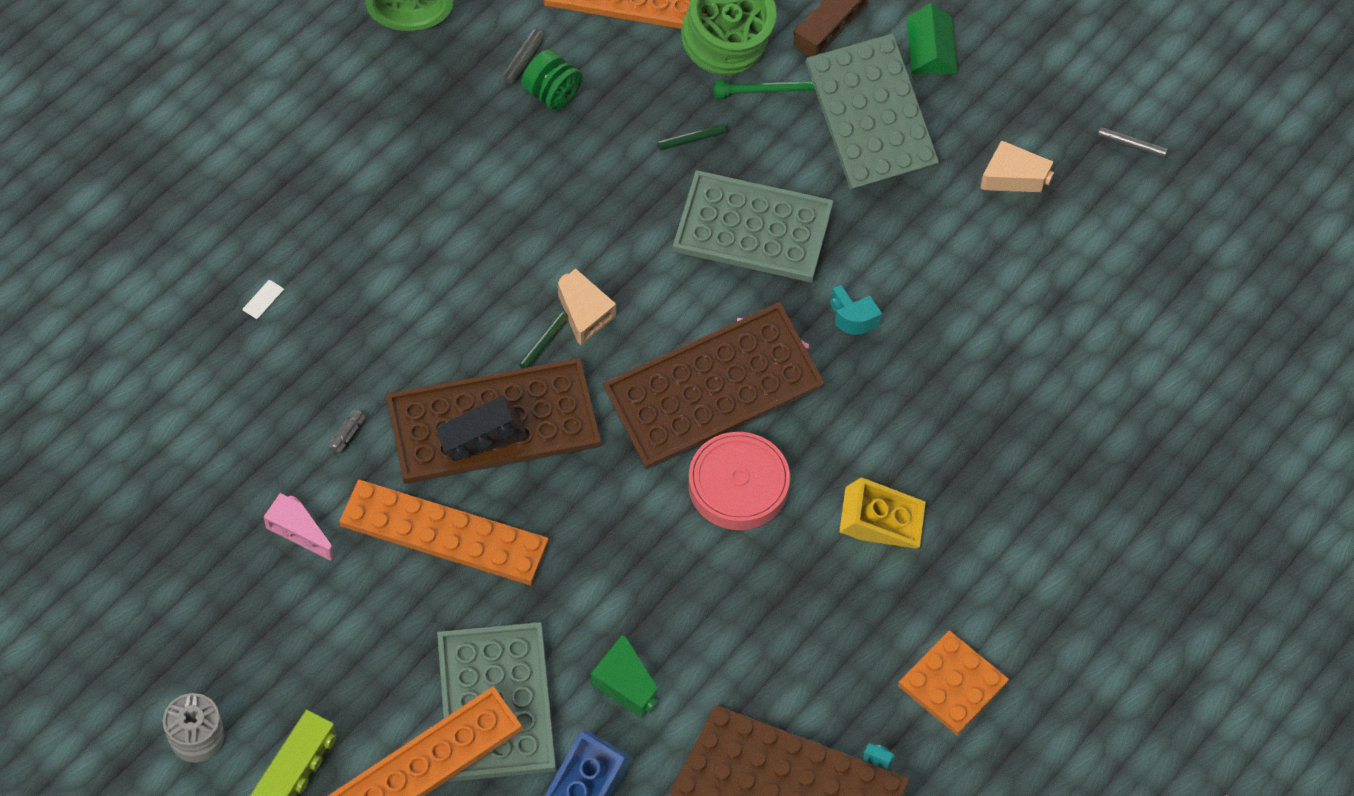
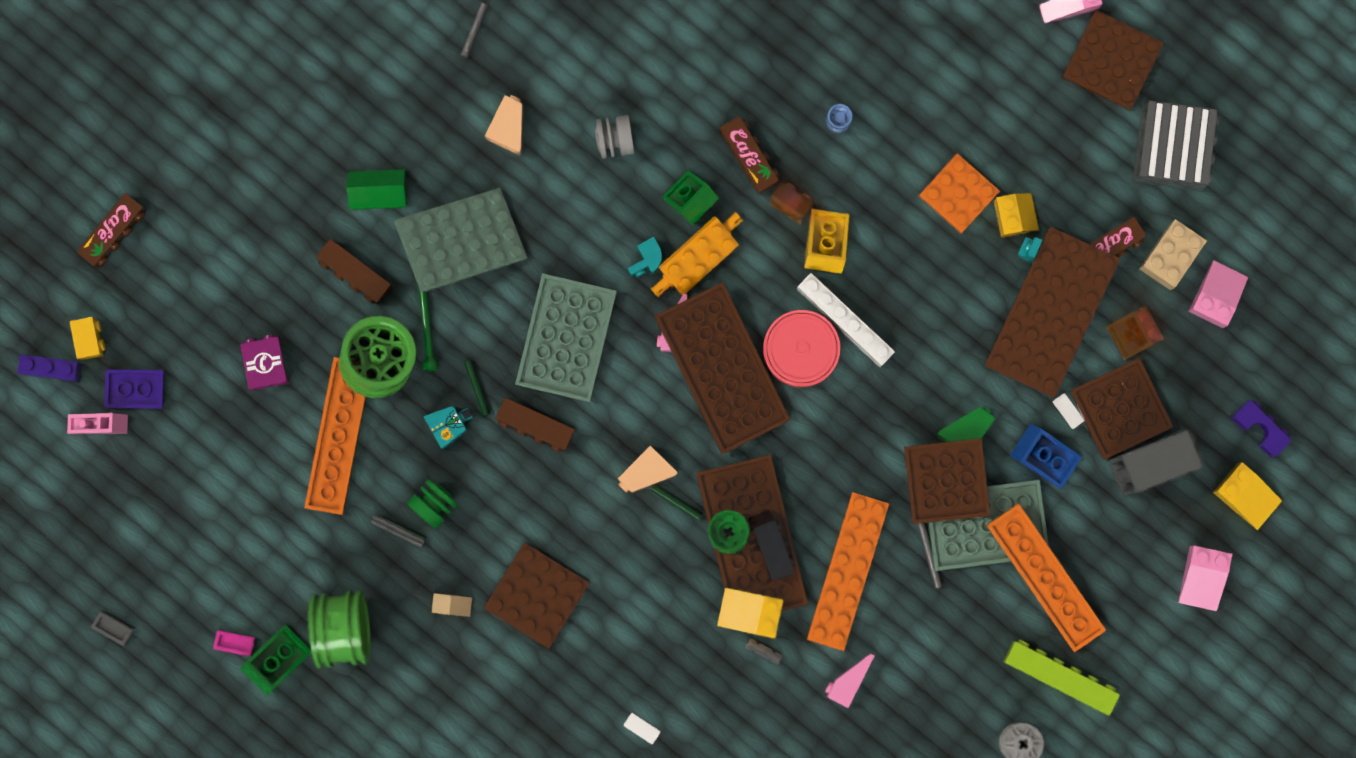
camera: 90 degrees left, 25 degrees up
(395, 411) = (750, 613): none -> yellow slope
(430, 108) = (451, 605): none -> tan slope
(436, 192) = (536, 595): none -> reddish brown plate
(498, 621) = (928, 552): none -> flat silver bar
(499, 373) = (725, 521): none -> green wheel
(557, 642) = (947, 481): none -> reddish brown plate
(645, 190) = (534, 424): none -> reddish brown brick
(646, 103) = (448, 425): none -> teal torso
(776, 533) = (845, 320): none -> white brick
(860, 367) = (698, 256): none -> light orange plate
(926, 750) = (1015, 214): none -> yellow slope
(932, 470) = (791, 202): none -> clear orange slope
(933, 362) = (690, 197): none -> green slope
(992, 428) = (749, 155): none -> reddish brown brick
(1008, 275) = (614, 136): none -> light grey wheel
(1047, 531) = (839, 118): none -> medium blue wheel

